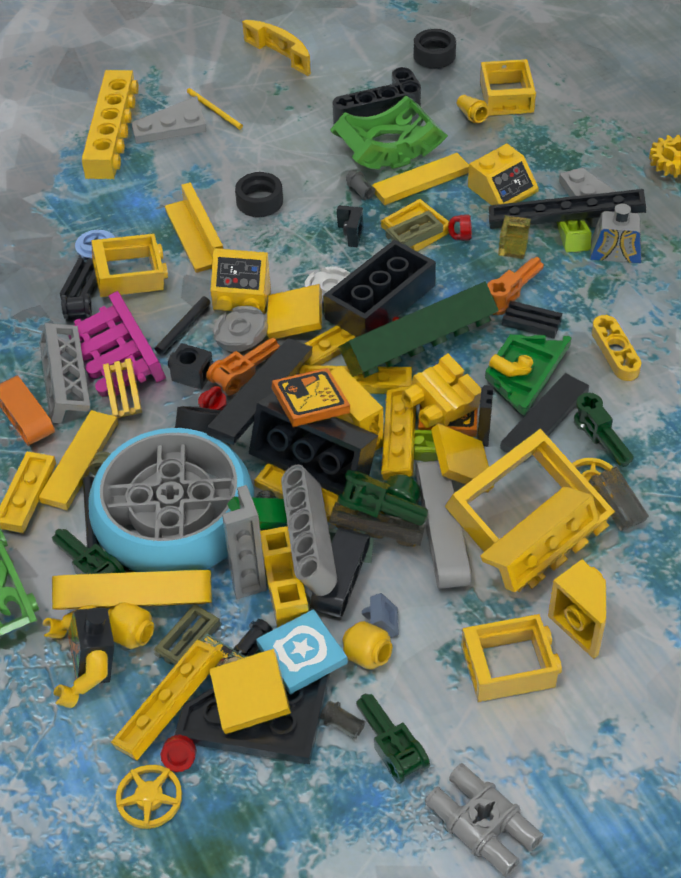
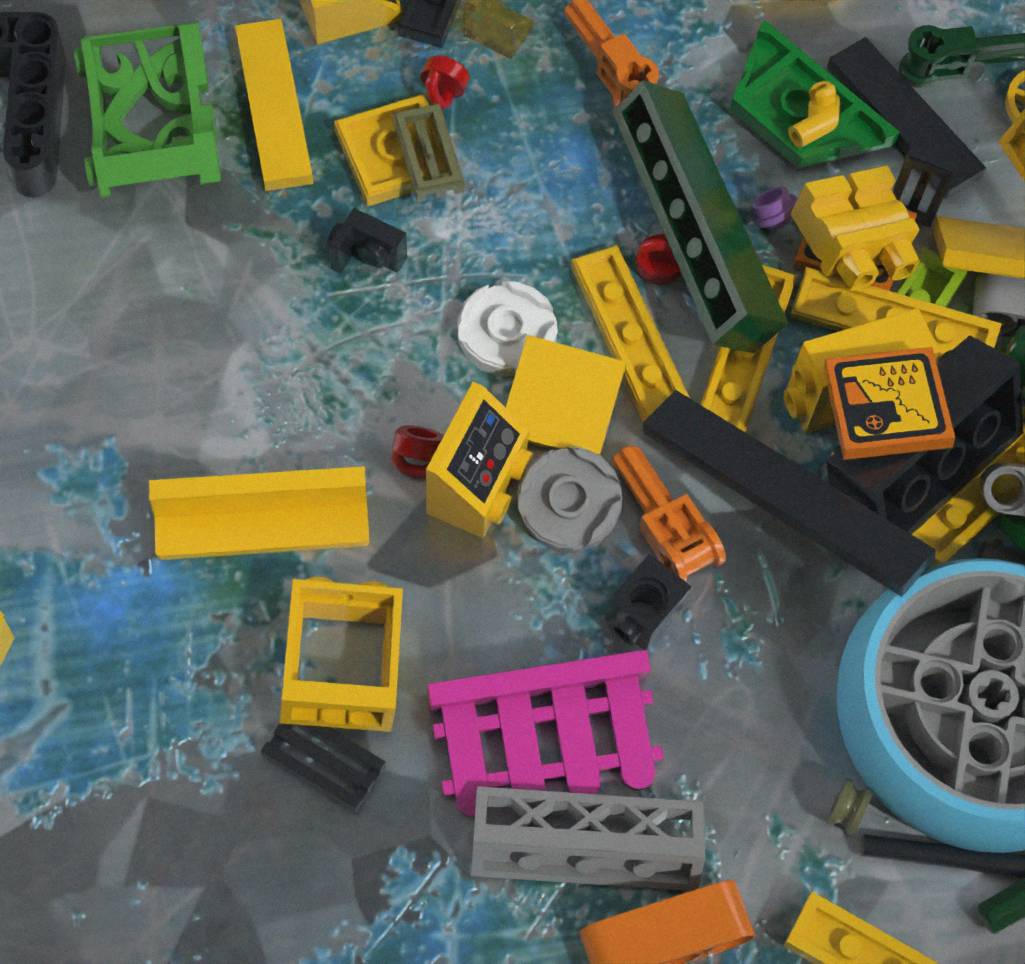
camera: 80 degrees left, 15 degrees up
(76, 305) = (407, 779): black bush -> none
(76, 461) = (809, 851): yellow tile -> none
(83, 243) = (219, 689): light blue gear -> none
(118, 367) = (713, 740): yellow tile -> none
(182, 325) = (517, 598): black bar -> none
(195, 418) = (838, 622): black tyre -> none
(213, 399) = (735, 592): red tile -> none
(259, 182) = (205, 340): black tyre -> none
(356, 180) = (254, 200): dark grey pin -> none
(380, 289) = (577, 245): black brick -> none
(533, 316) = (709, 37): black tile -> none

